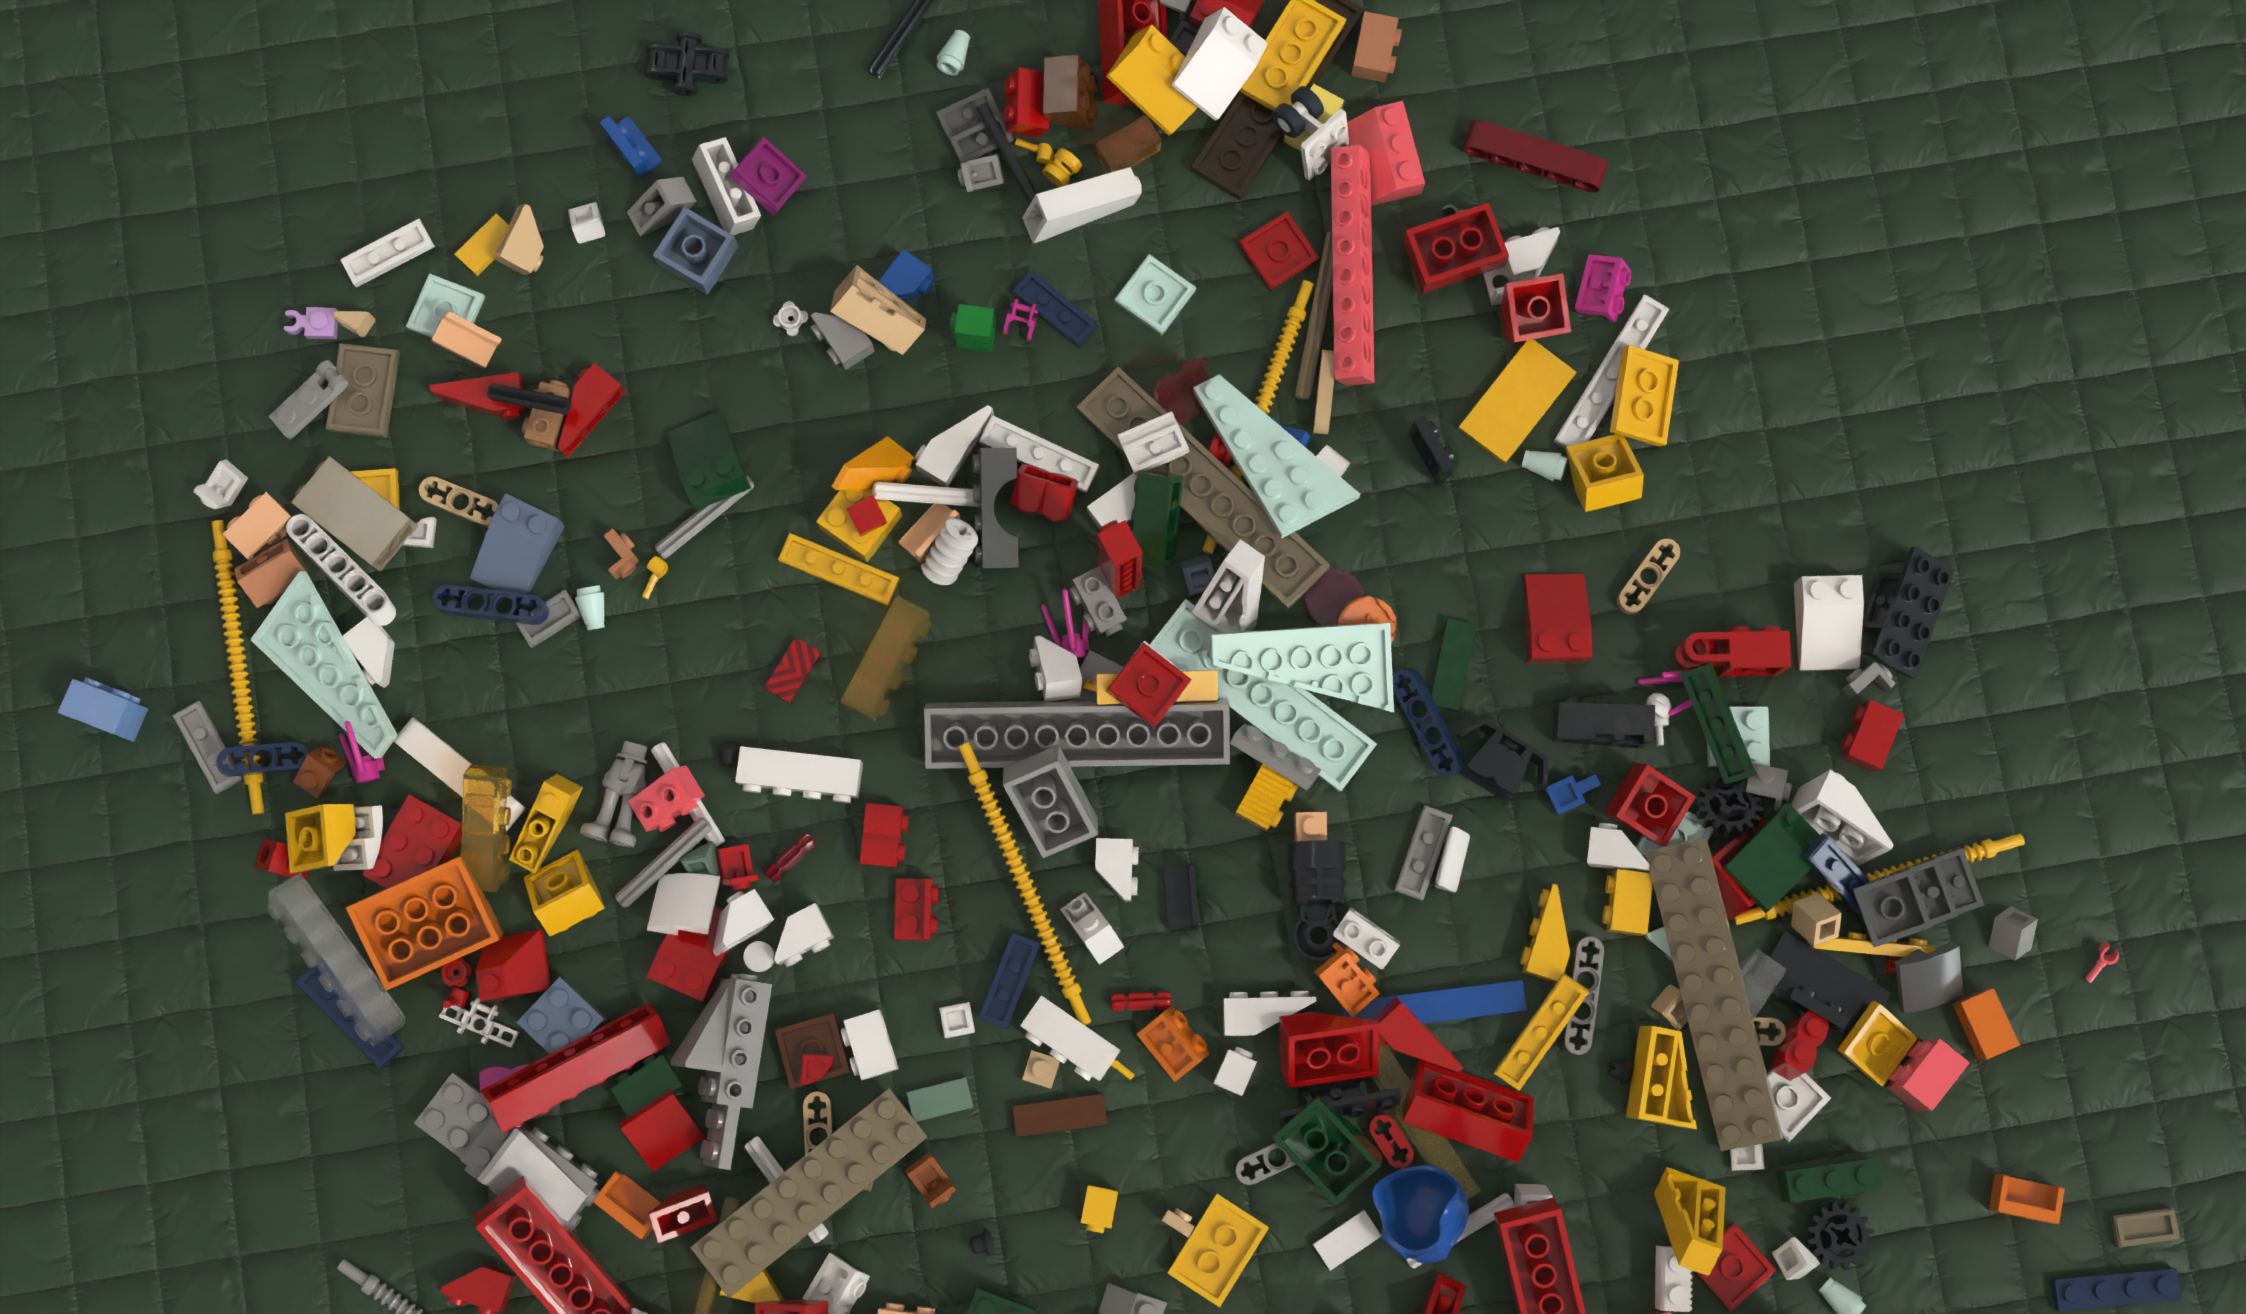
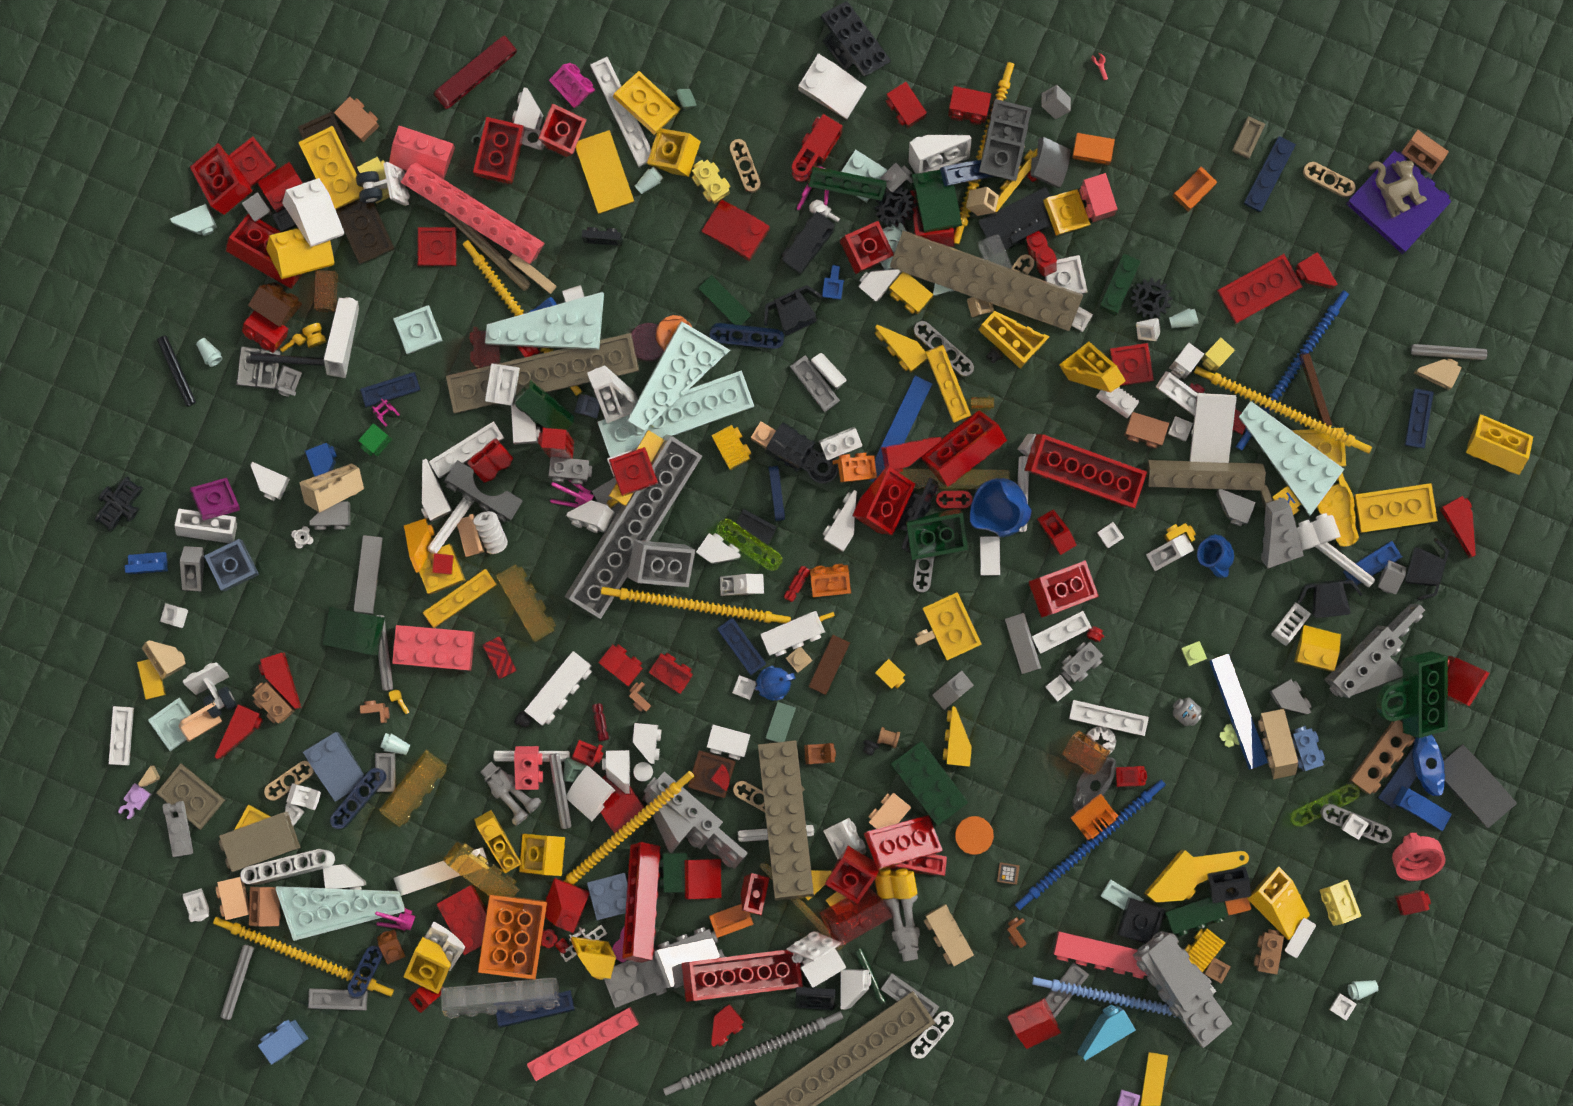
camera: 50 degrees left, 5 degrees up
(152, 601) = (236, 982): none -> light grey axle
(339, 1110) = (582, 1043): none -> coral brick
(449, 532) = (303, 796): none -> white bracket
(464, 1050) = (595, 956): none -> yellow slope
(528, 314) = (208, 678): none -> white plate
(529, 399) = (259, 706): black axle -> none
(547, 667) = (413, 788): none -> clear yellow brick
(750, 576) = (433, 648): none -> coral brick
(751, 1012) = (674, 788): none -> yellow hose
(795, 432) = (368, 574): none -> light grey tile
(835, 232) = (270, 482): none -> white slope
(848, 893) = (640, 703): none -> nougat bracket
(987, 1056) = (774, 683): none -> blue helmet
(1011, 1261) = (888, 737): none -> medium nougat bush
(1157, 903) = (747, 547): none -> clear neon green beam
(1235, 1071) = (865, 557): white brick -> none
(1244, 896) = (776, 493): none -> dark blue beam
(1275, 756) = (713, 428): light grey plate -> none
(1546, 1095) = (982, 402): none -> clear yellow pin
(1602, 534) = (707, 176): none -> light yellow brick
(1683, 444) = (686, 99): none -> sand green slope
(1860, 679) = (872, 90): light grey bracket -> none
(1931, 819) = (969, 105): none -> red brick

